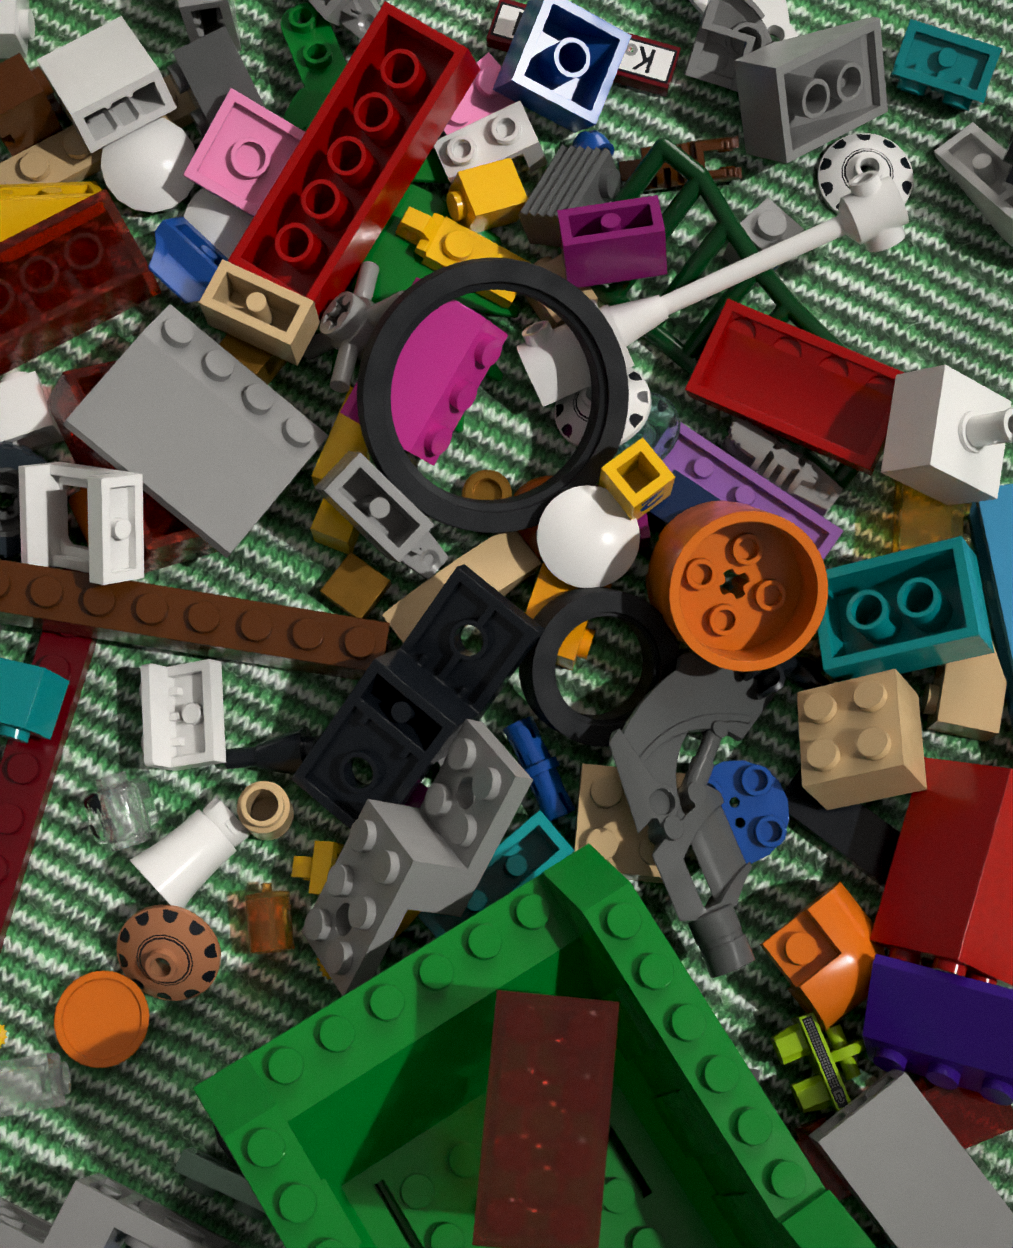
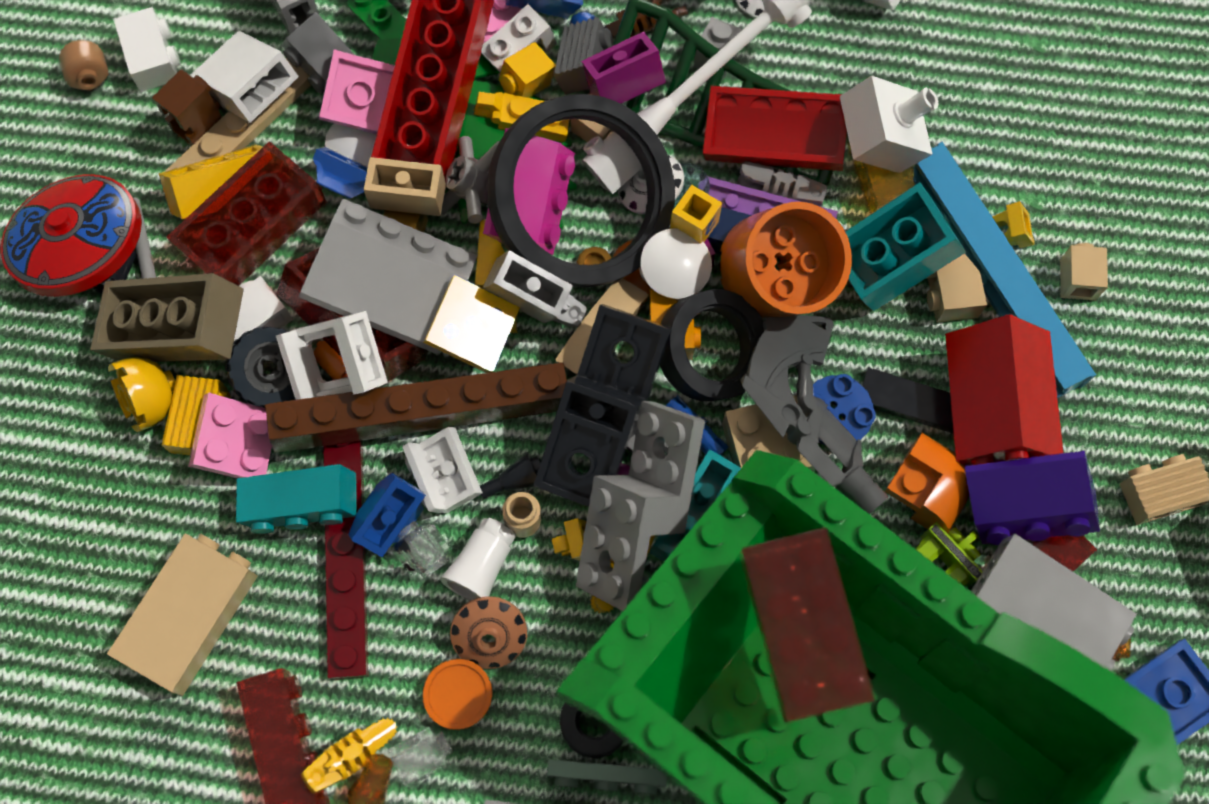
camera: 20 degrees left, 5 degrees down
(85, 751) = (385, 513): none -> blue slope
(149, 167) = (291, 122): white dish -> none
(269, 921) = (550, 589): clear orange piece -> none
(283, 533) = (471, 324): none -> tile
(355, 587) = (527, 350): pearl gold tile -> none
(798, 670) = (837, 310): black piece -> none
(861, 740) = (901, 336): tan brick -> none

